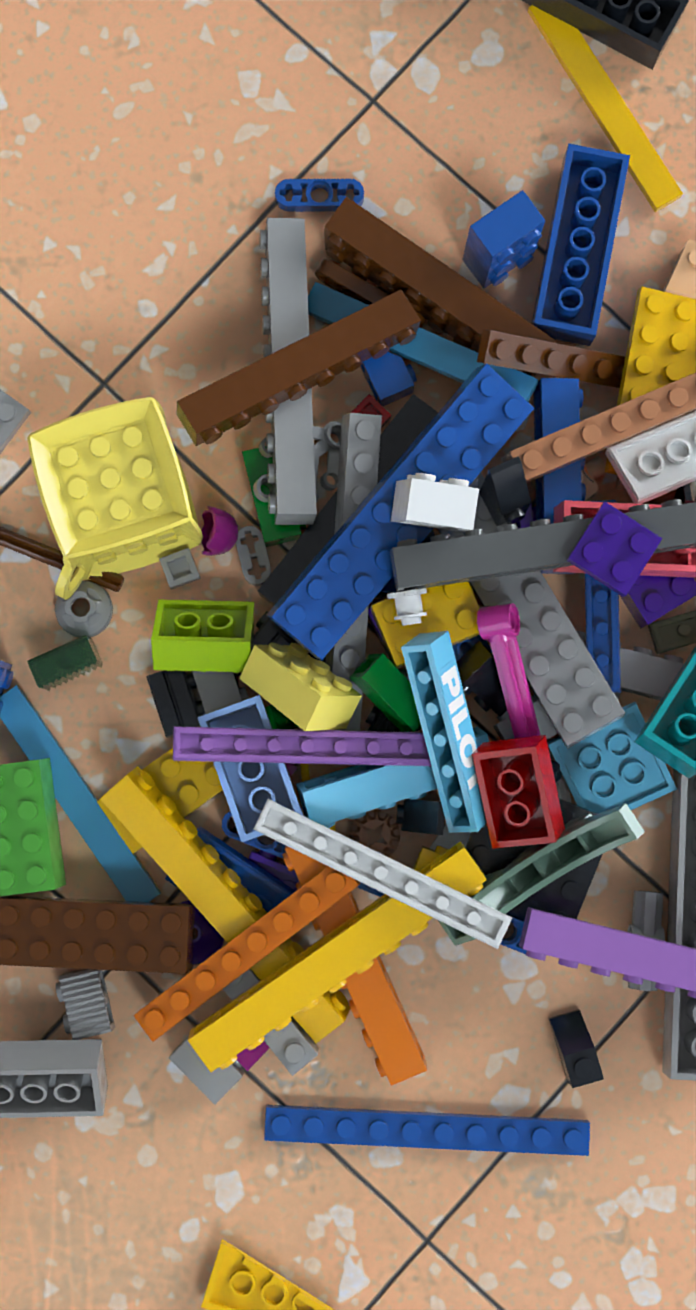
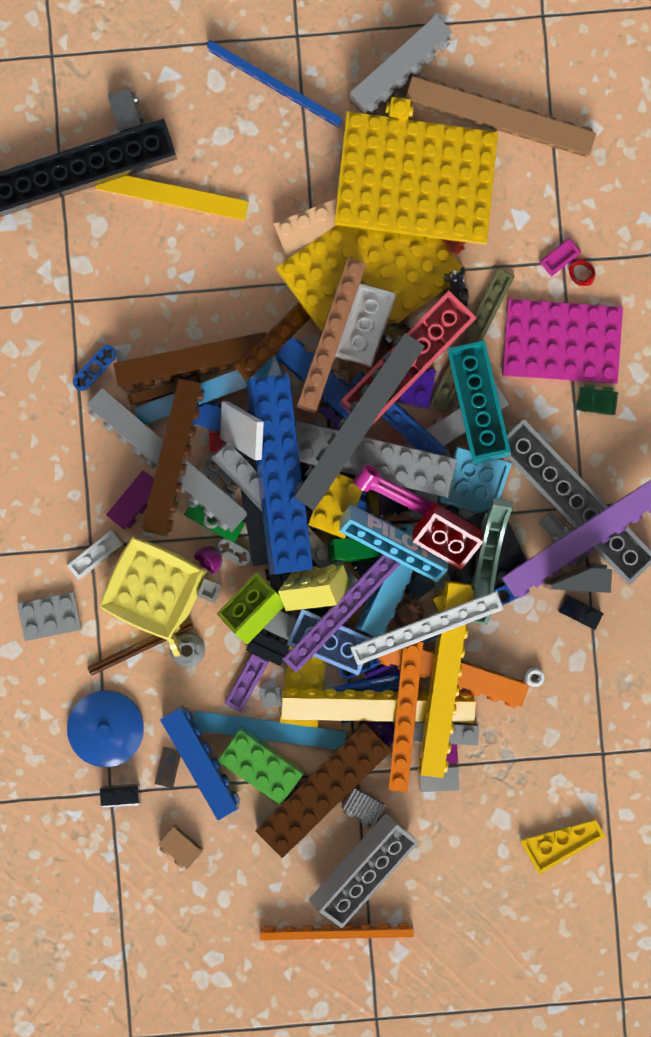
camera: 45 degrees left, 5 degrees up
(65, 663) = (205, 680): clear green brick -> none
(91, 393) = (95, 554): none -> white tile
(109, 716) = (246, 682): none -> medium lavender tile
(118, 761) = (271, 697): none -> light grey plate
(187, 375) = (132, 501): none -> magenta brick
(409, 606) = (324, 510): white brick -> none
(411, 418) = (241, 430): none -> white tile
(427, 1130) = (556, 709): blue plate -> none
(435, 504) = (292, 462): white brick -> none
(442, 1075) = (539, 681): none -> white plate
(503, 240) = (197, 310): blue brick -> none
(506, 492) = (314, 421): black slope -> none
(580, 244) = (229, 273): blue brick -> none
(614, 549) = (382, 403): dark purple plate -> none
(634, 1023) = (589, 579): none -> dark grey slope

